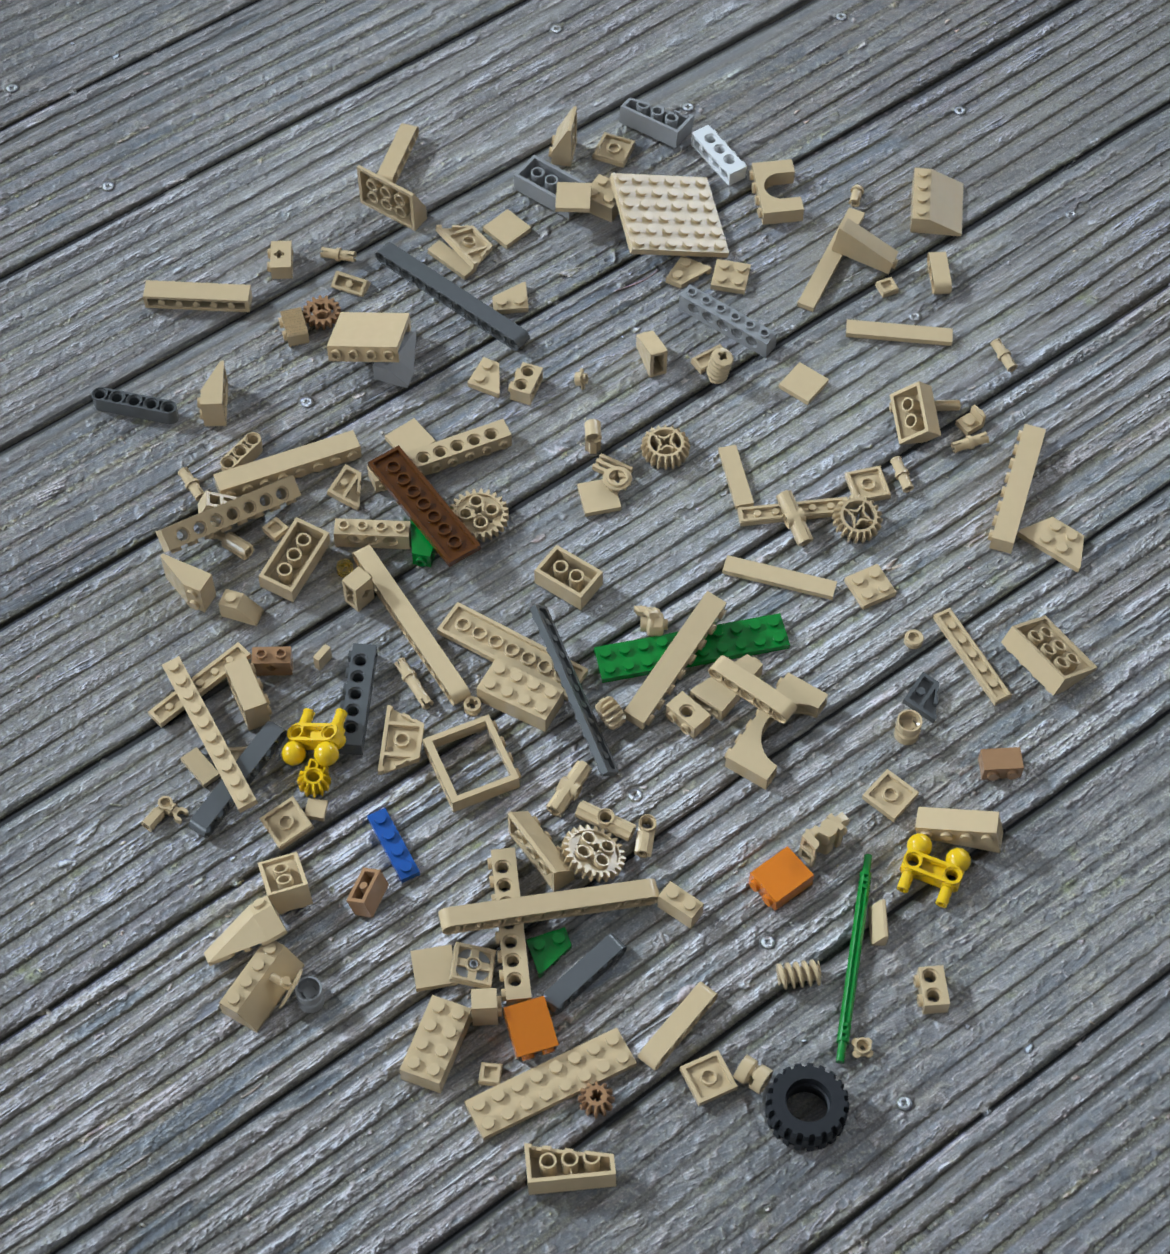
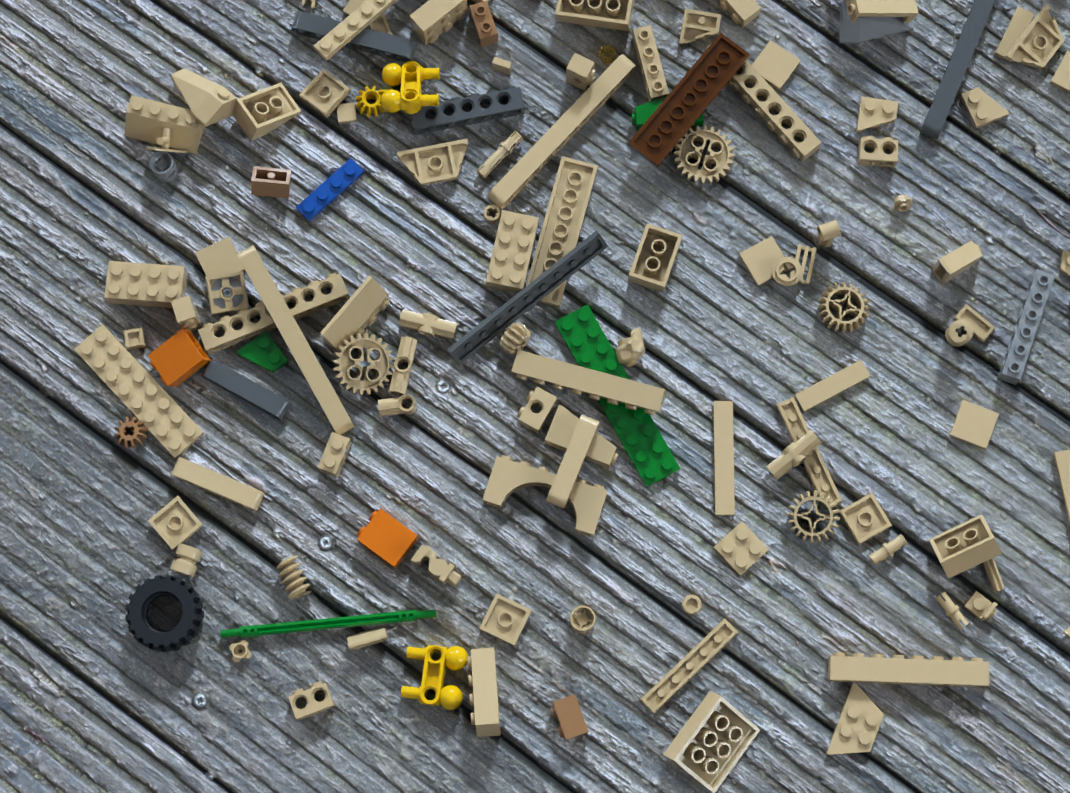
camera: 75 degrees right, 20 degrees up
(482, 793) = (410, 208): tan window -> none
(567, 1170) = (57, 419): tan wedge -> none
(923, 697) = (625, 628): dark grey wing -> none

